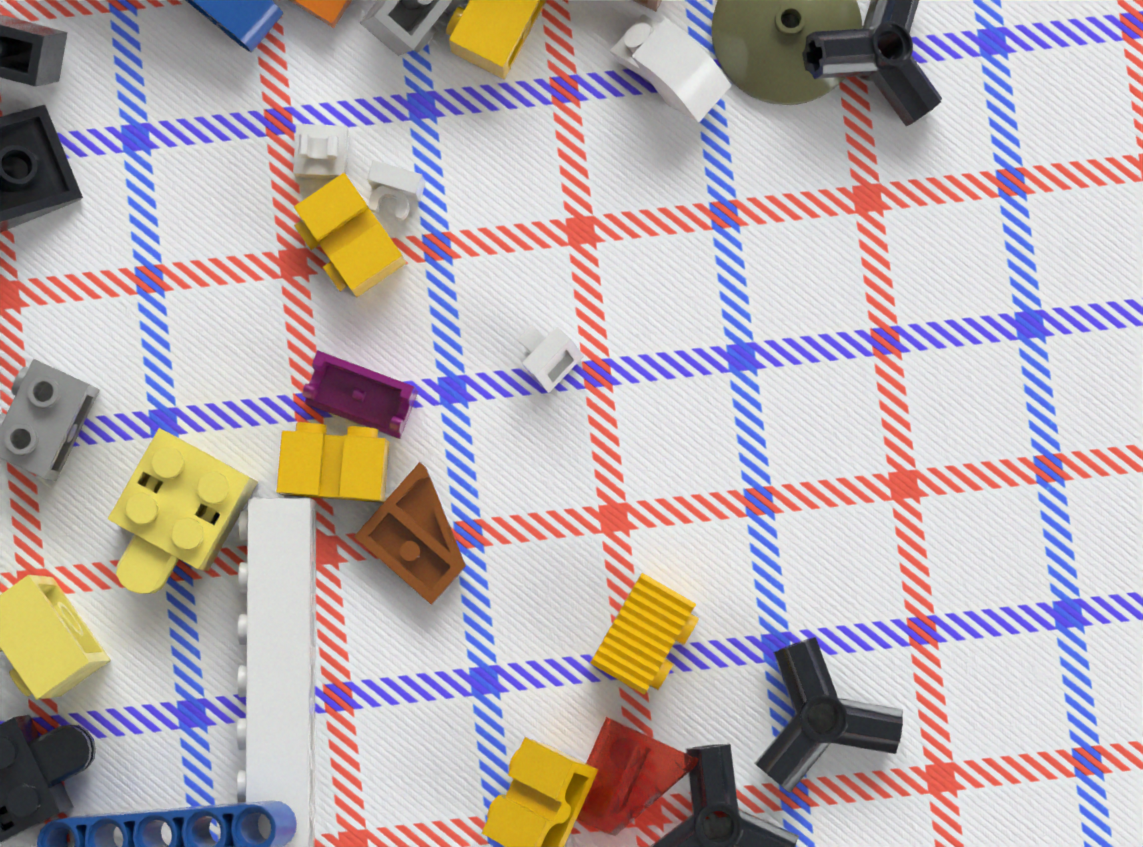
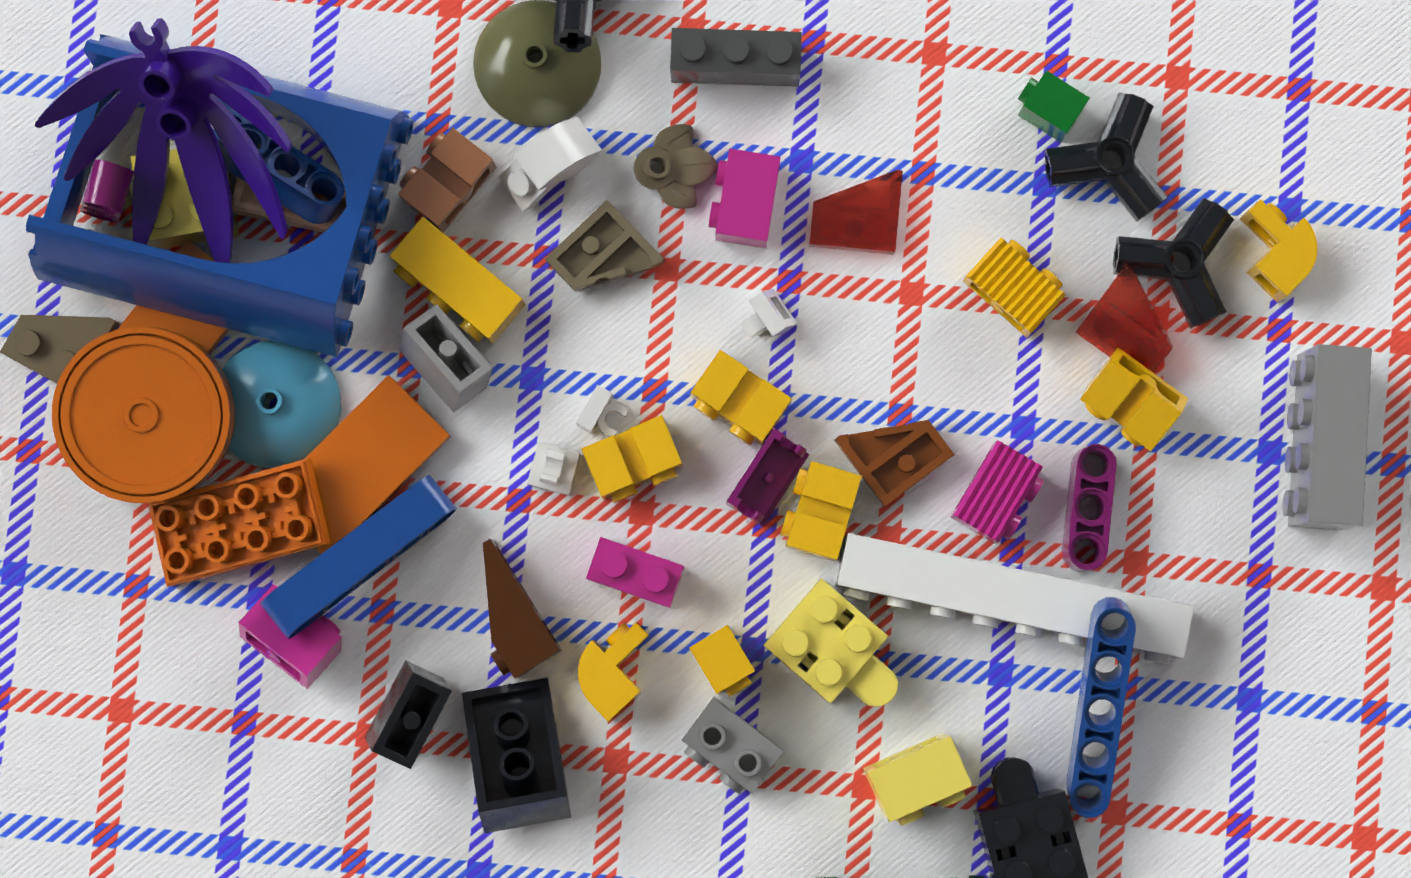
camera: 75 degrees left, 0 degrees up
(92, 255) = (600, 676): none -> yellow brick
(132, 386) = (723, 661): none -> yellow brick
(136, 144) = (515, 624): none -> reddish brown slope
(217, 267) = (635, 572): none -> dark pink brick
(378, 787) = (1101, 490): none -> magenta beam
(396, 664) = (998, 492): none -> dark pink brick
(444, 343) = (739, 398): none -> yellow brick
(582, 150) = (602, 251): none -> dark tan wing
(680, 299) = (746, 198): none -> dark pink brick
(689, 437) = (859, 216): none -> clear red wing
(703, 219) = (681, 165): none -> dark tan plate
(842, 251) = (735, 57): none -> dark grey brick
(870, 633) = (1051, 105): none -> green brick

